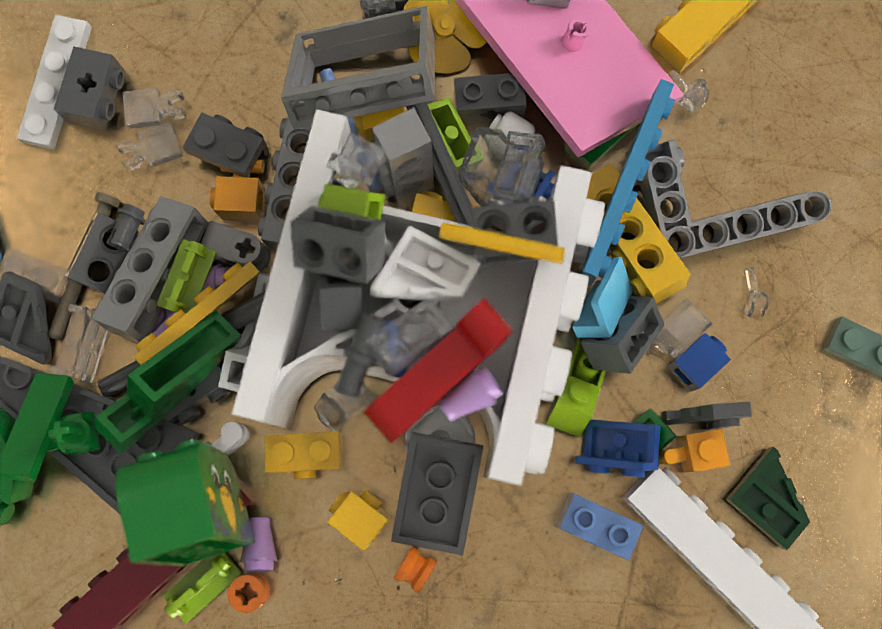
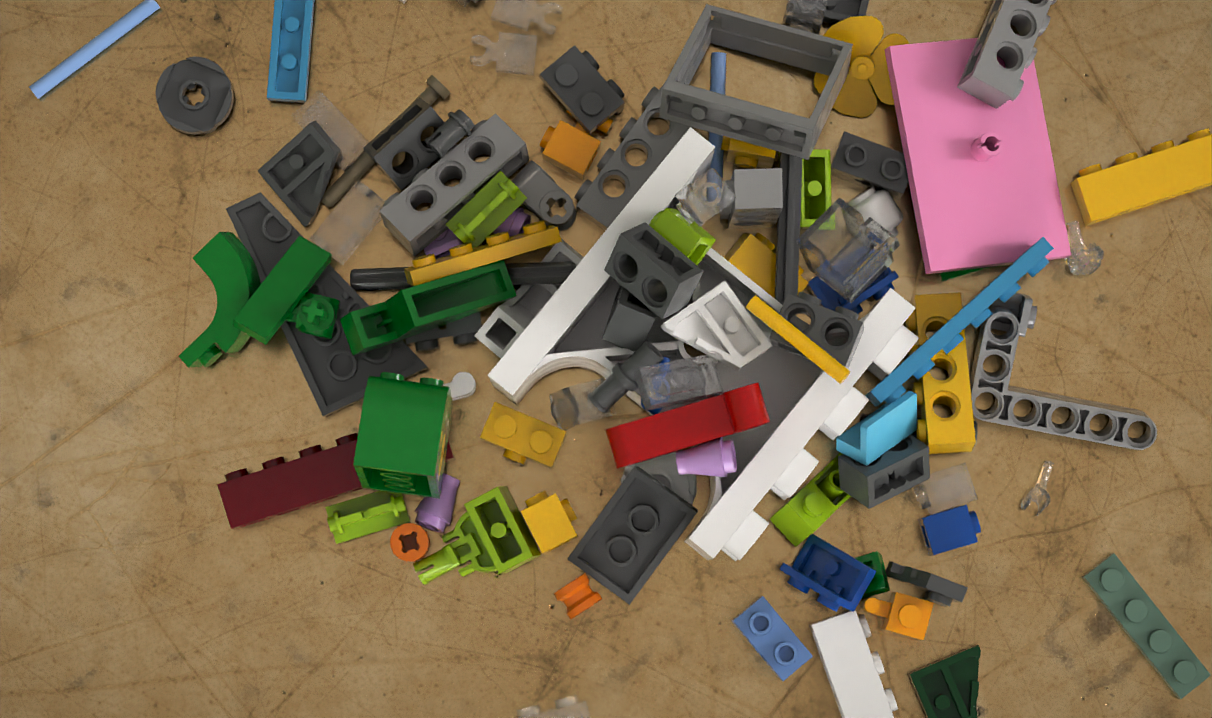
camera: 20 degrees right, 5 degrees up
(314, 557) = (489, 536): none -> lime brick

